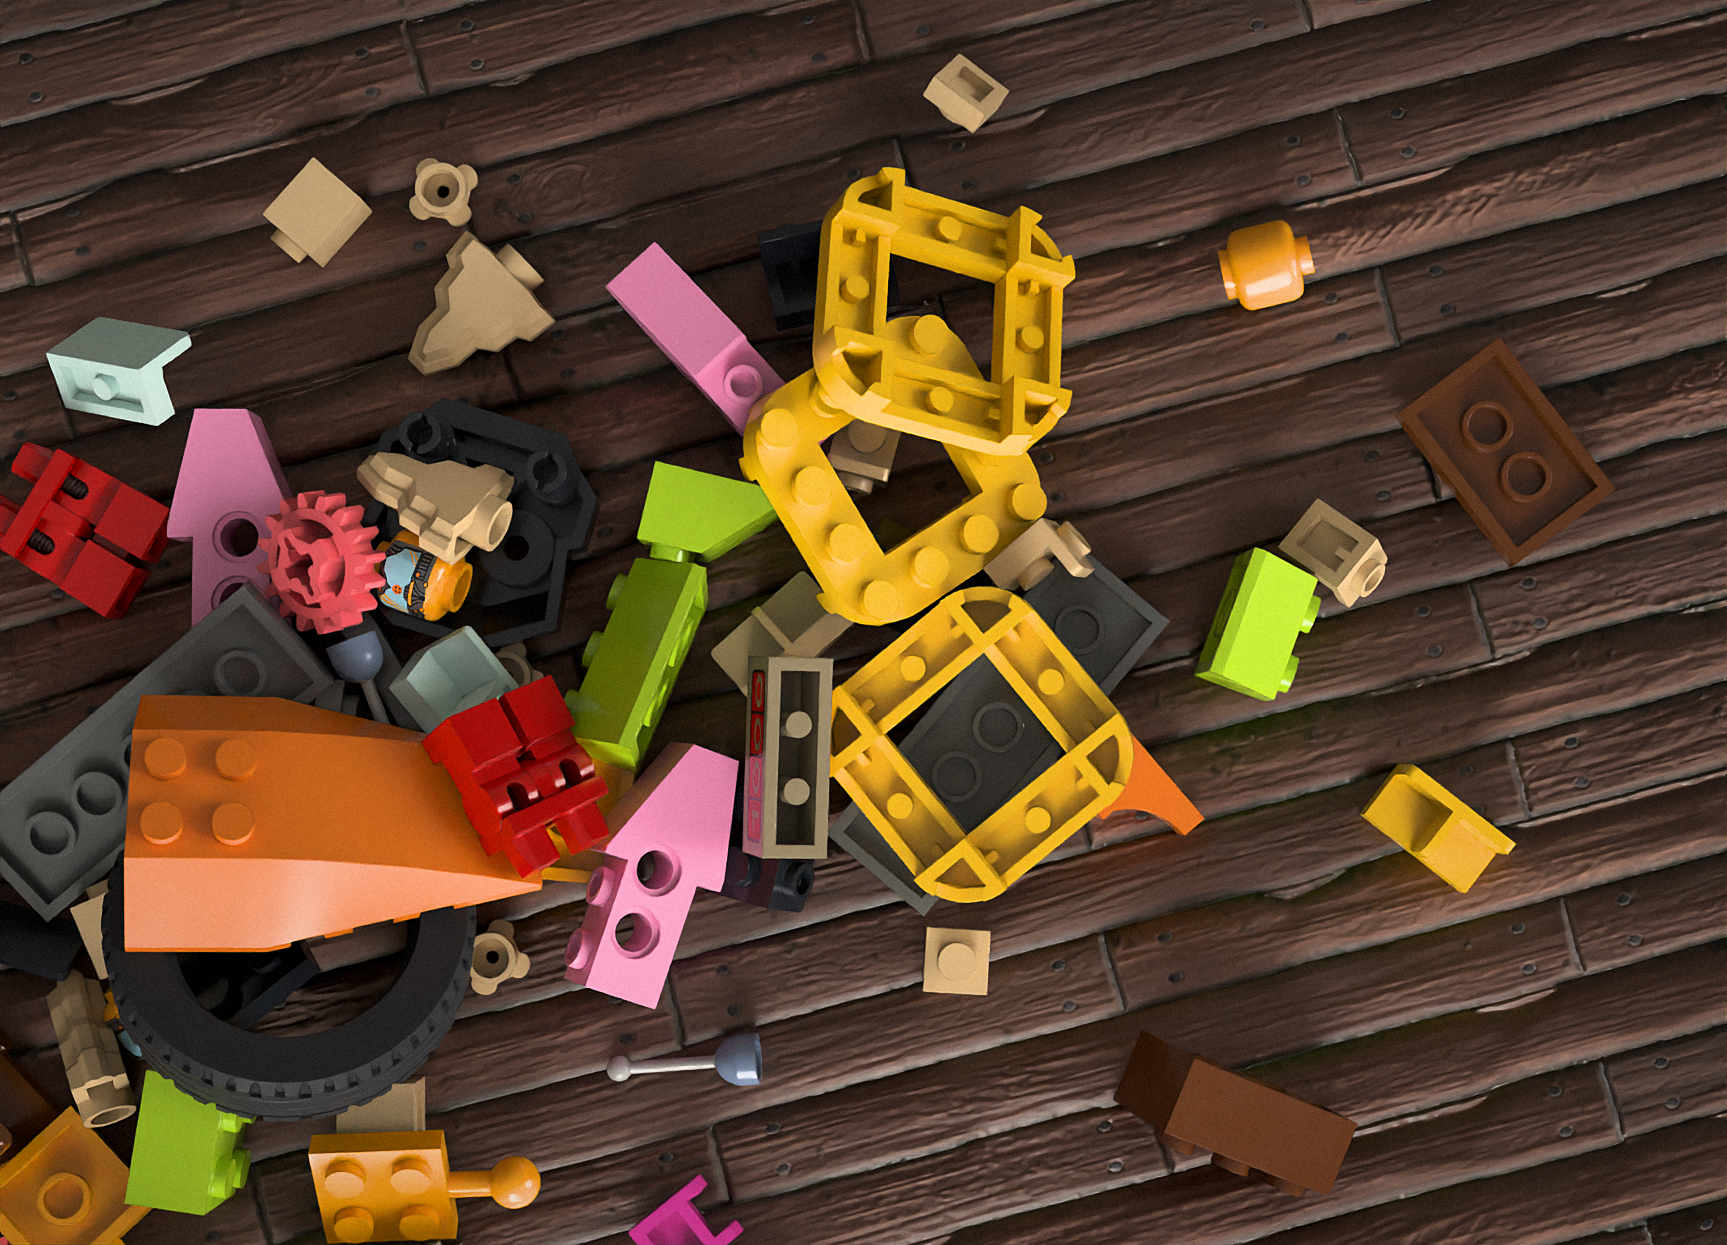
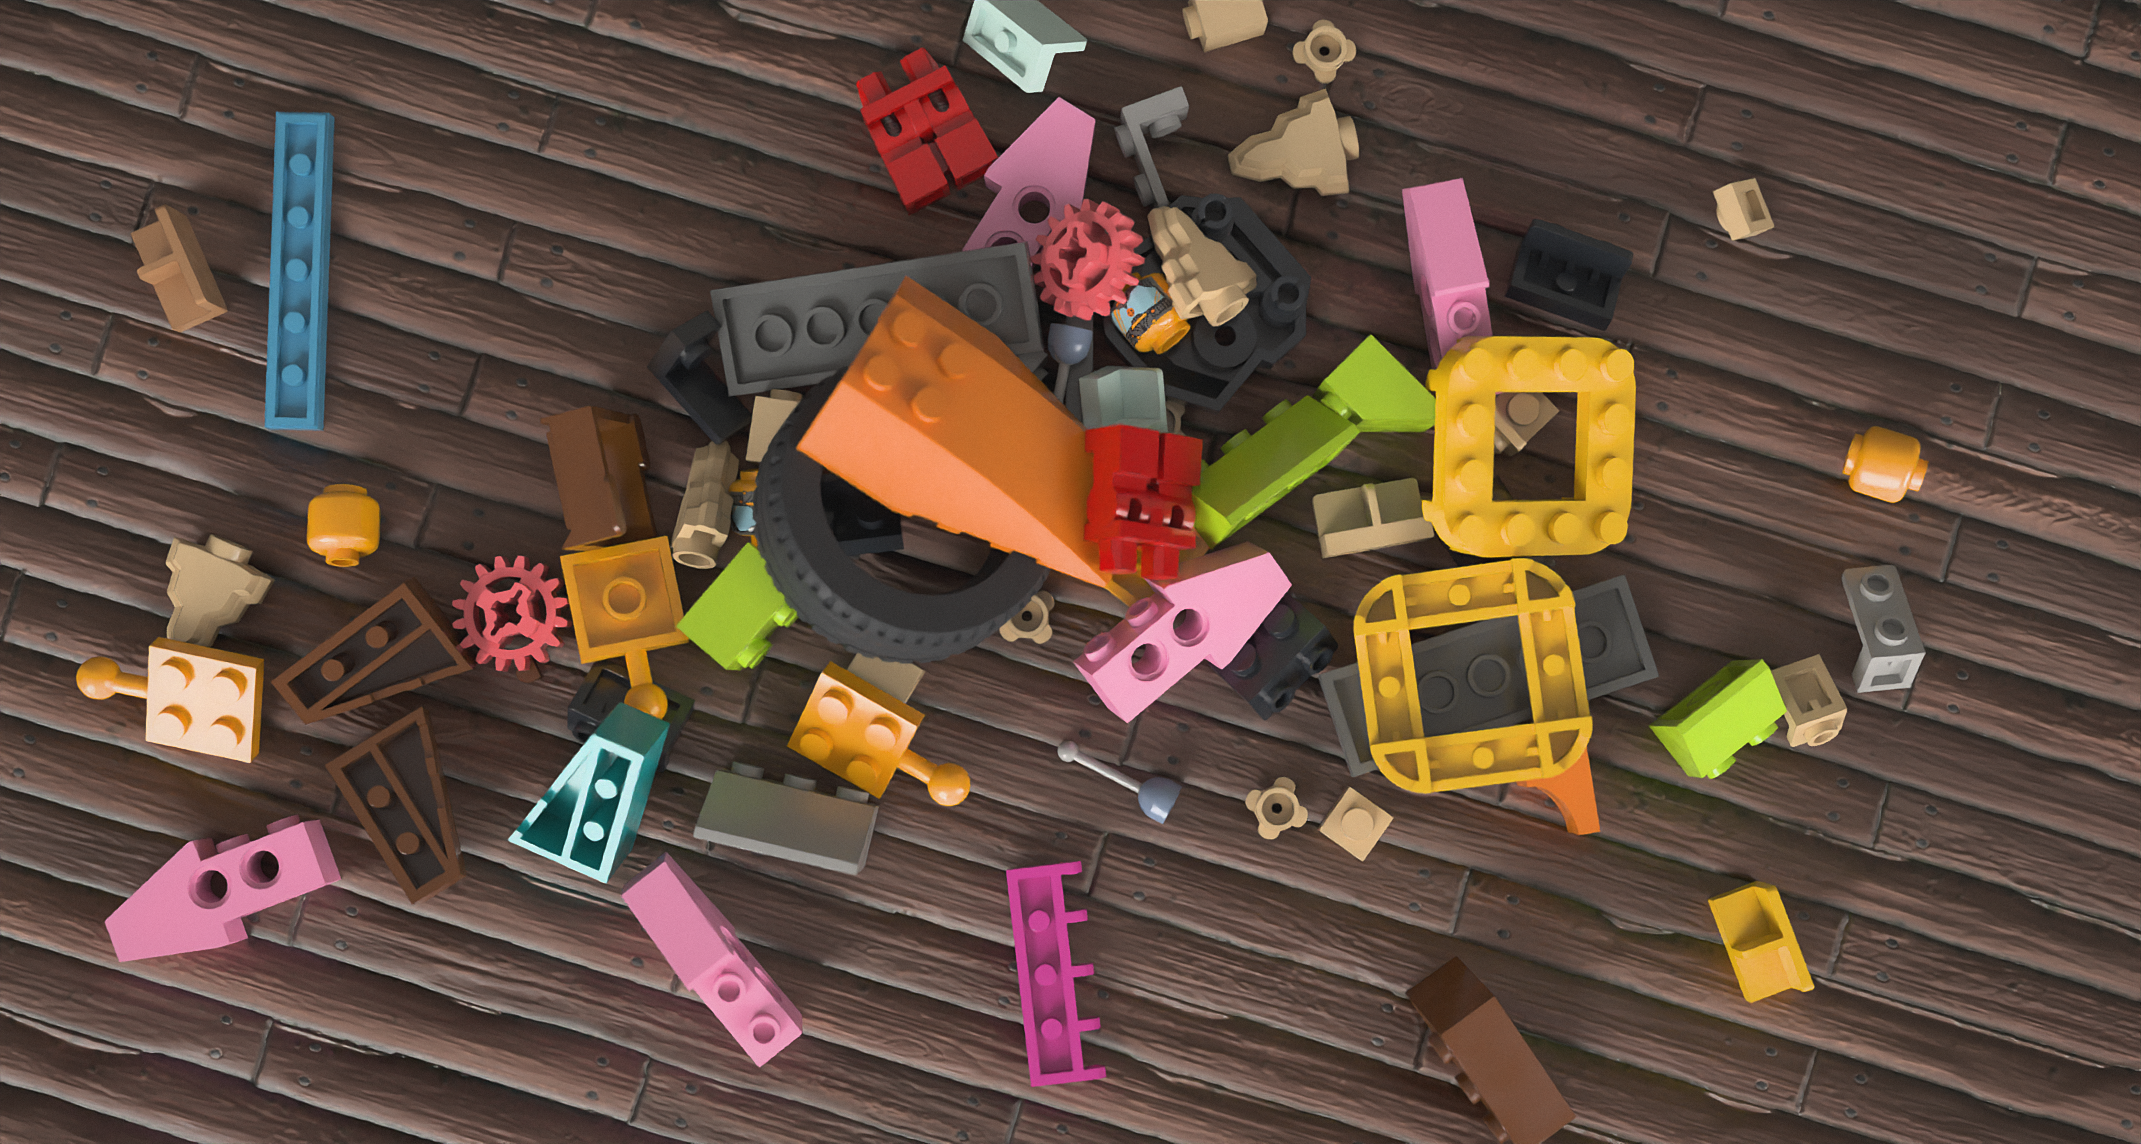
camera: 30 degrees right, 0 degrees up
(309, 364) = (1160, 117): none -> light grey bracket
(787, 757) = (1335, 600): brick -> none
(860, 366) = (1562, 357): yellow plate -> none
(872, 1012) = (1272, 823): none -> tan plate
(1029, 556) = (1588, 567): tan bracket -> none
(1367, 431) = (1886, 628): none -> light grey bracket
(1504, 452) = (1975, 706): reddish brown plate -> none

